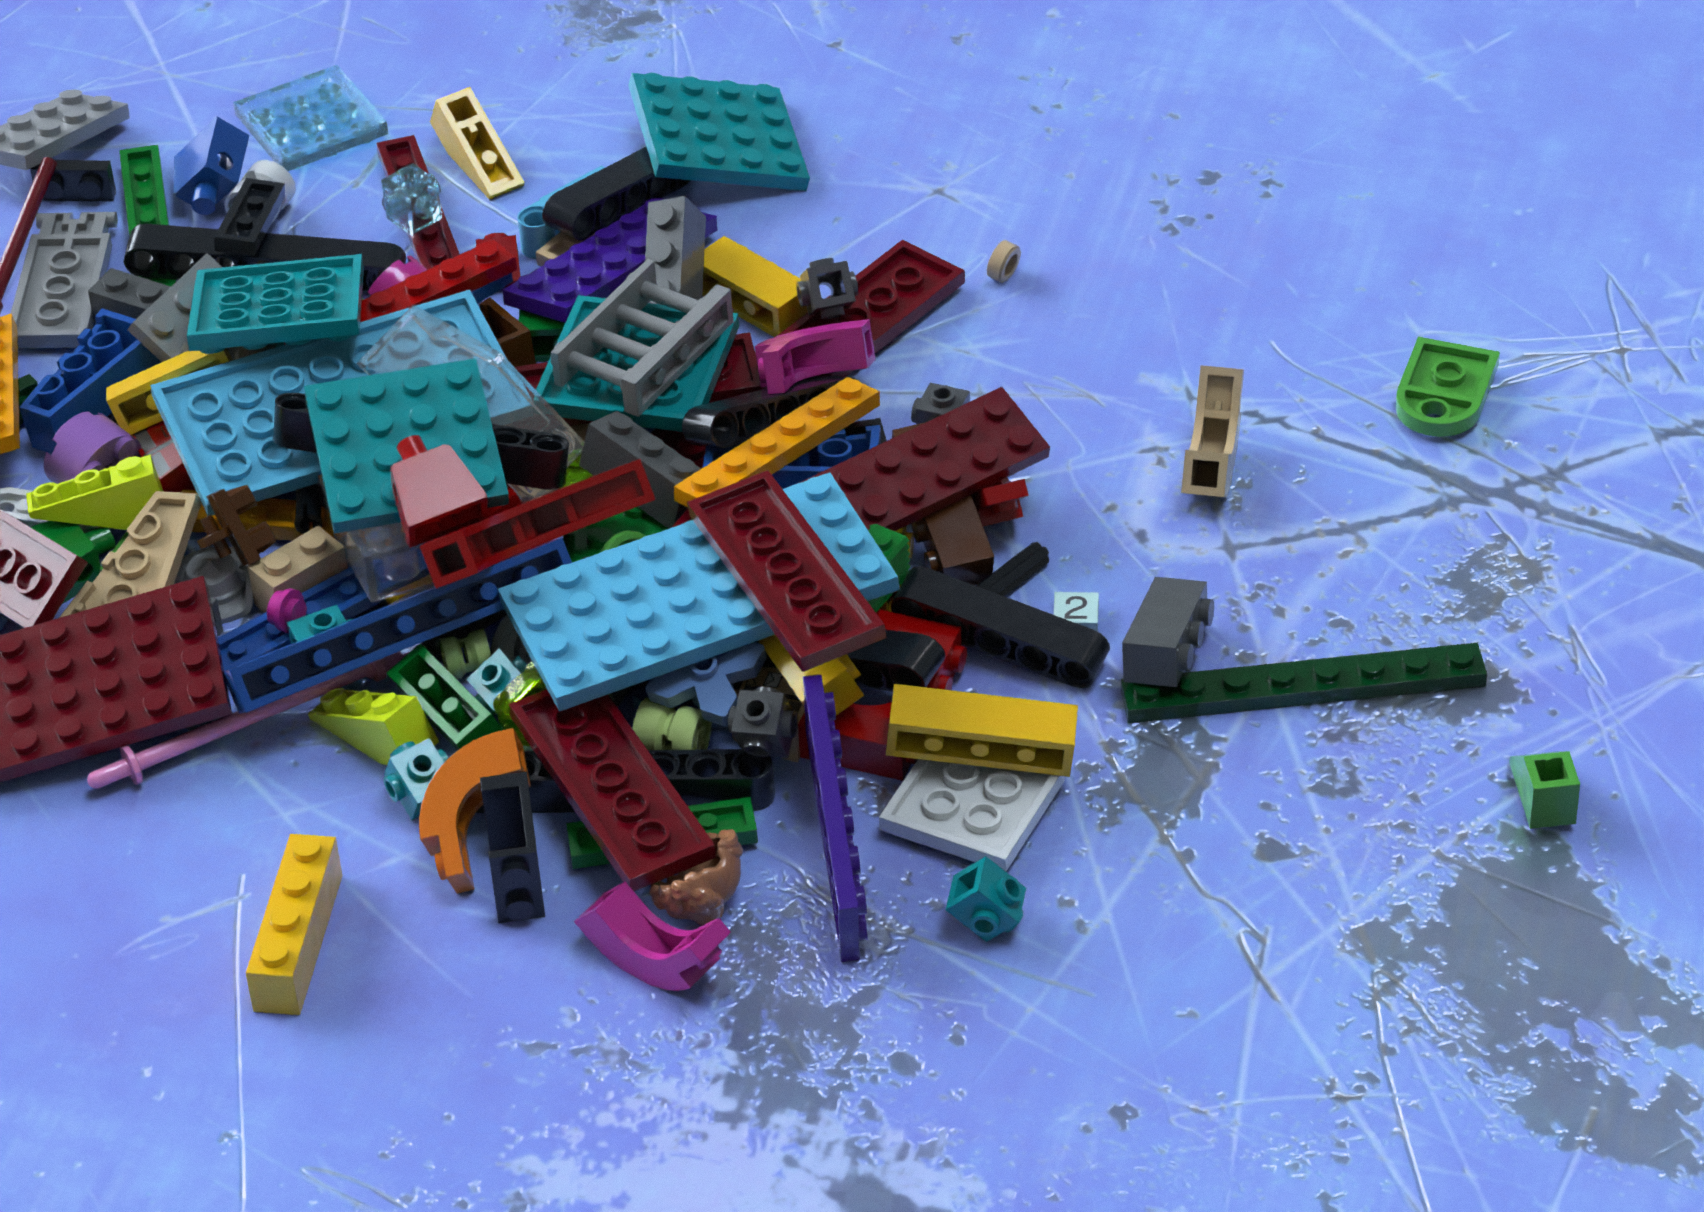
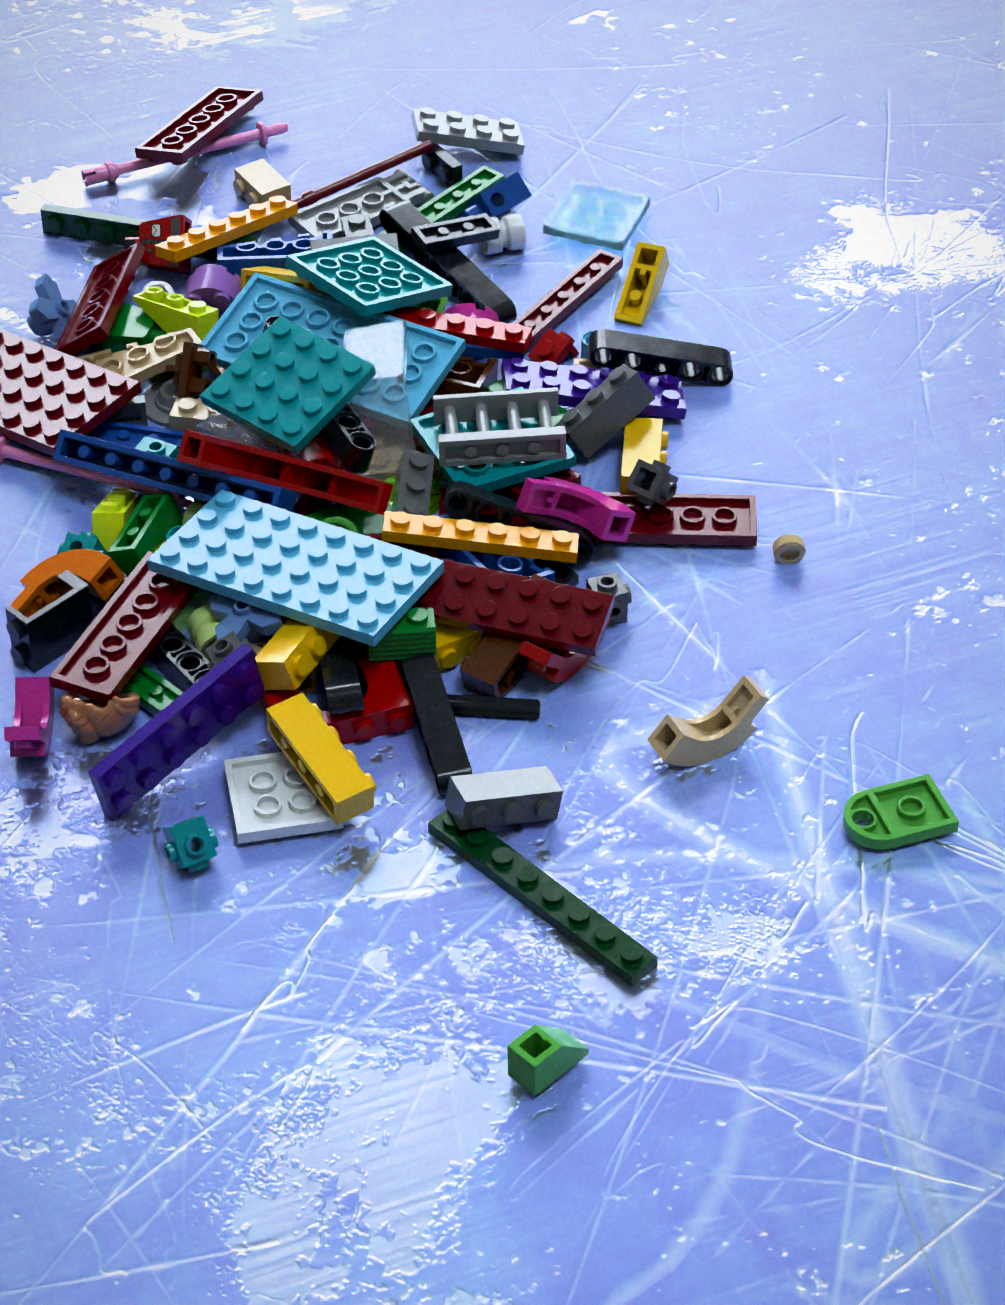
camera: 50 degrees right, 0 degrees up
(285, 607) = (160, 429): dark pink plate -> none
(411, 198) = (549, 283): clear light blue brick -> none
(434, 491) = (247, 412): torso -> none
(718, 131) = (761, 367): teal plate -> none
(786, 571) = (318, 584): dark red plate -> none
(1078, 607) = (499, 754): light aqua tile -> none

